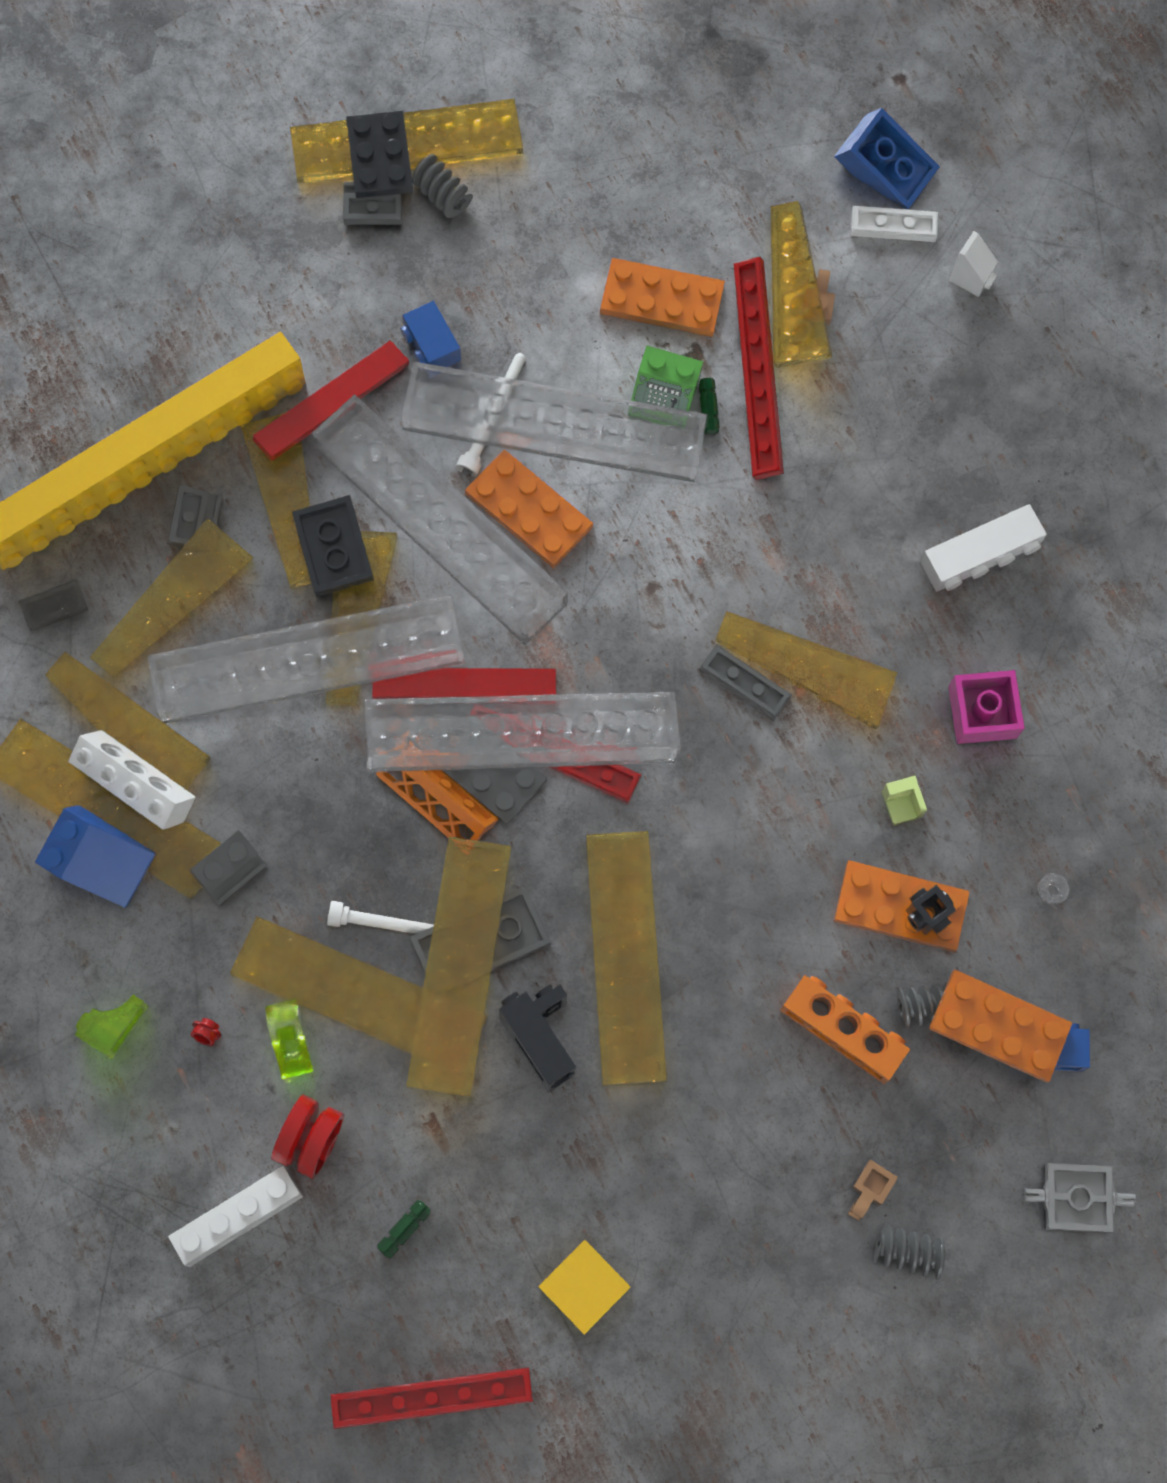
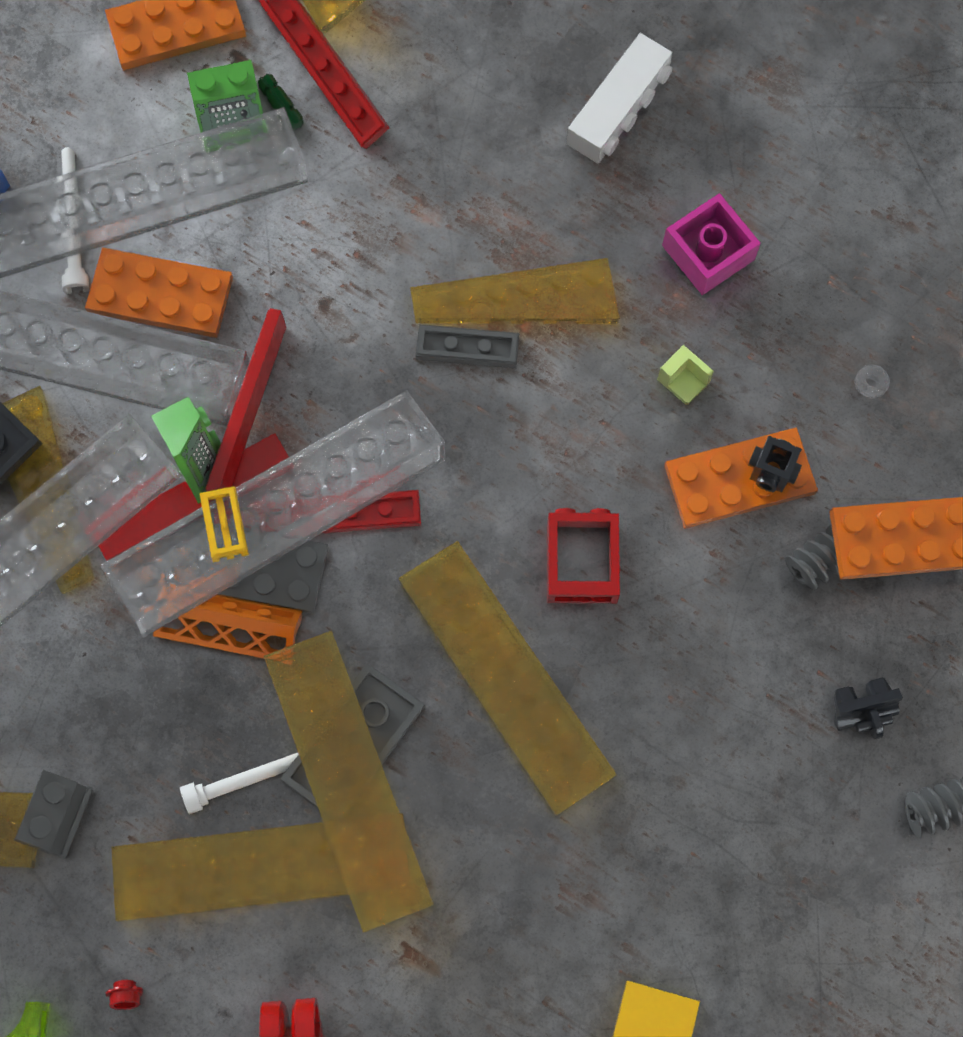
camera: 25 degrees left, 0 degrees up
(288, 1038) = (214, 952): clear neon green arch -> none
(467, 741) = (229, 550): none -> yellow tile
(485, 644) = (189, 442): none -> bright green slope
(534, 1037) = (463, 807): black brick -> none
(546, 635) = (247, 401): none -> red tile
(725, 926) = (583, 590): none -> red window
(852, 1046) = (704, 631): orange brick -> none
(873, 1186) = (873, 762): medium nougat plate -> none
(893, 1145) = (867, 712): none -> black hips

